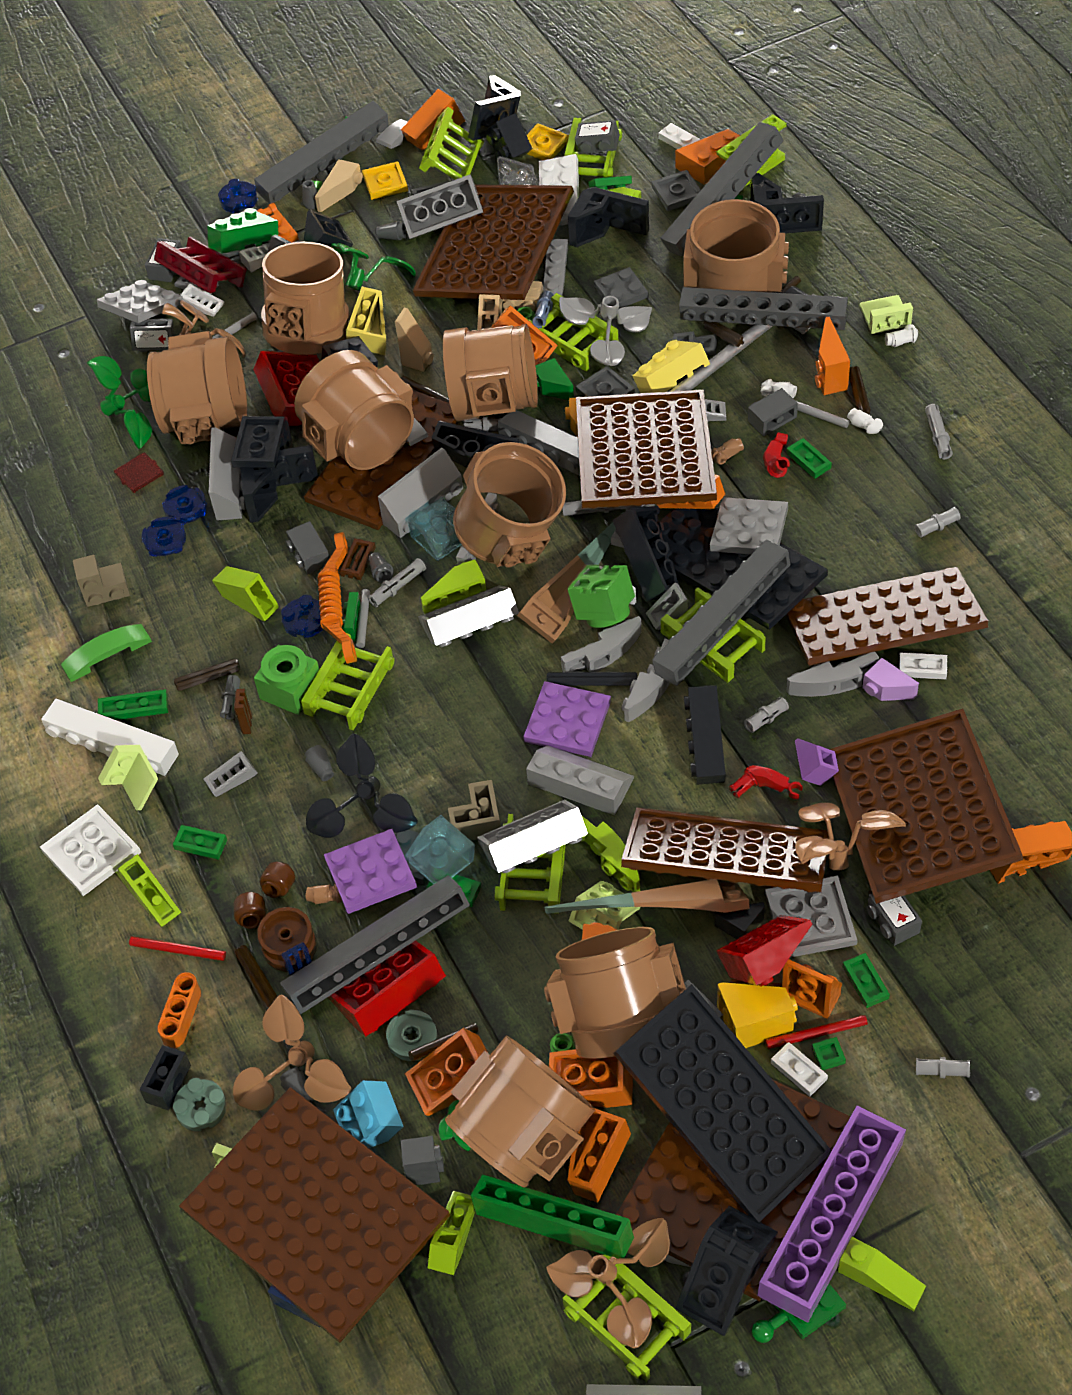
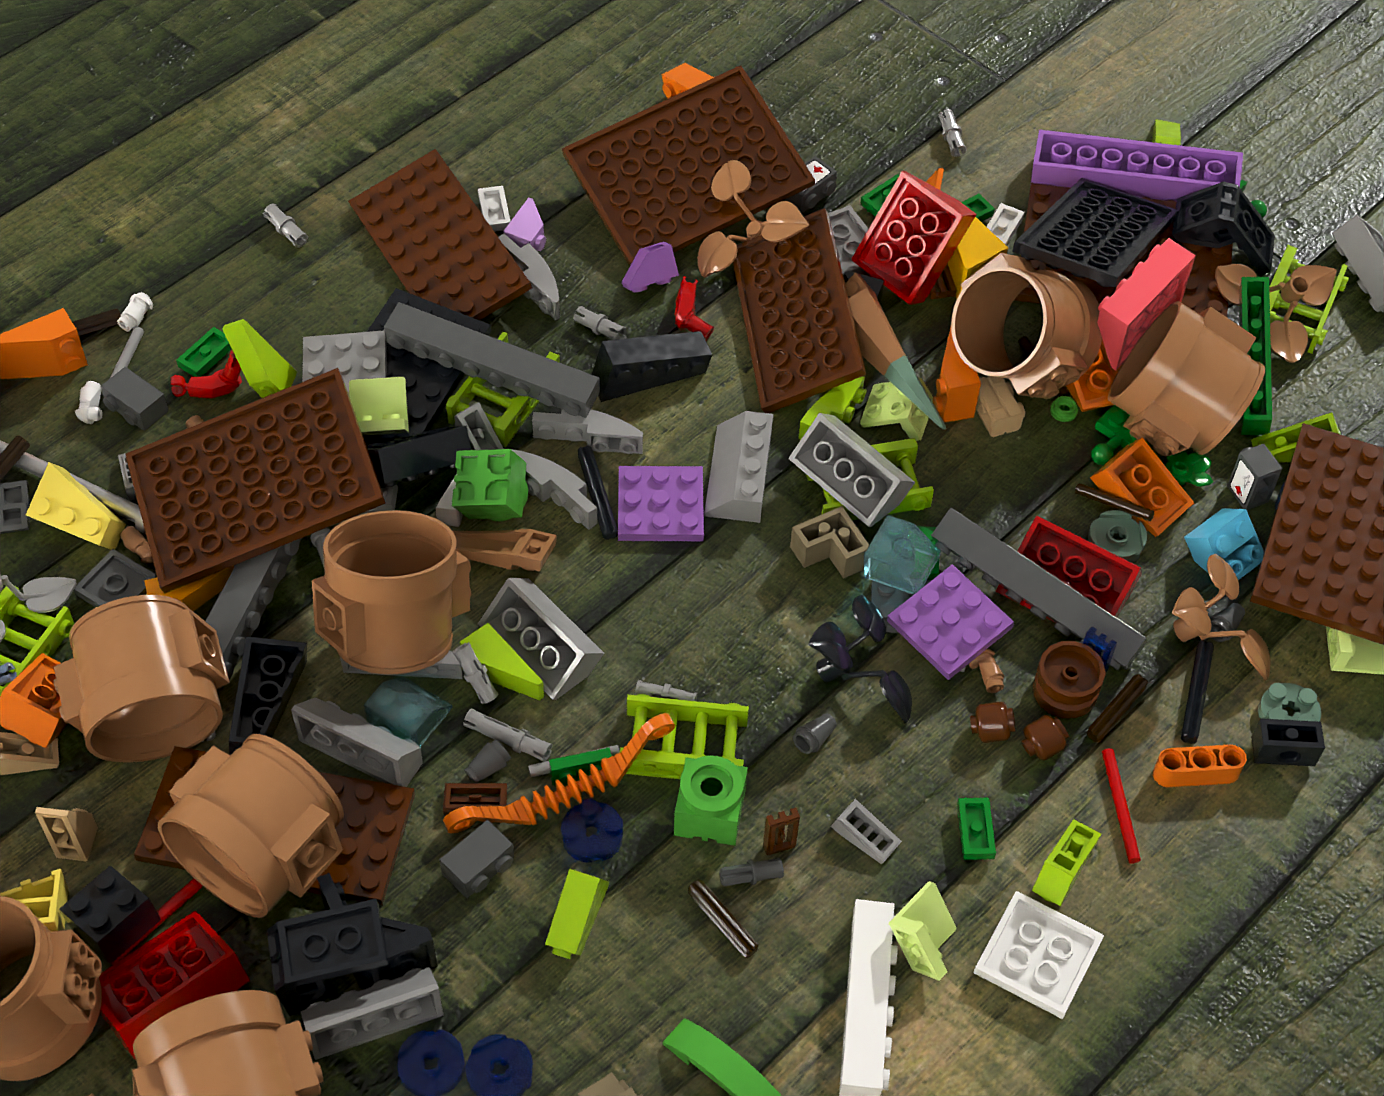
camera: 115 degrees left, 0 degrees up
(134, 705) = (806, 991): green plate -> none
(244, 1040) = (1197, 692): none -> black axle
(390, 679) = (665, 691): none -> light grey pin
(423, 389) = (141, 809): dark brown bar -> none
(445, 564) = (475, 673): none -> light grey pin
(612, 1095) = (1143, 298): none -> coral slope
(693, 538) = (380, 405): none -> yellowish green bracket
(770, 478) = (260, 362): none -> lime slope
(940, 436) = (141, 244): light grey pin -> none

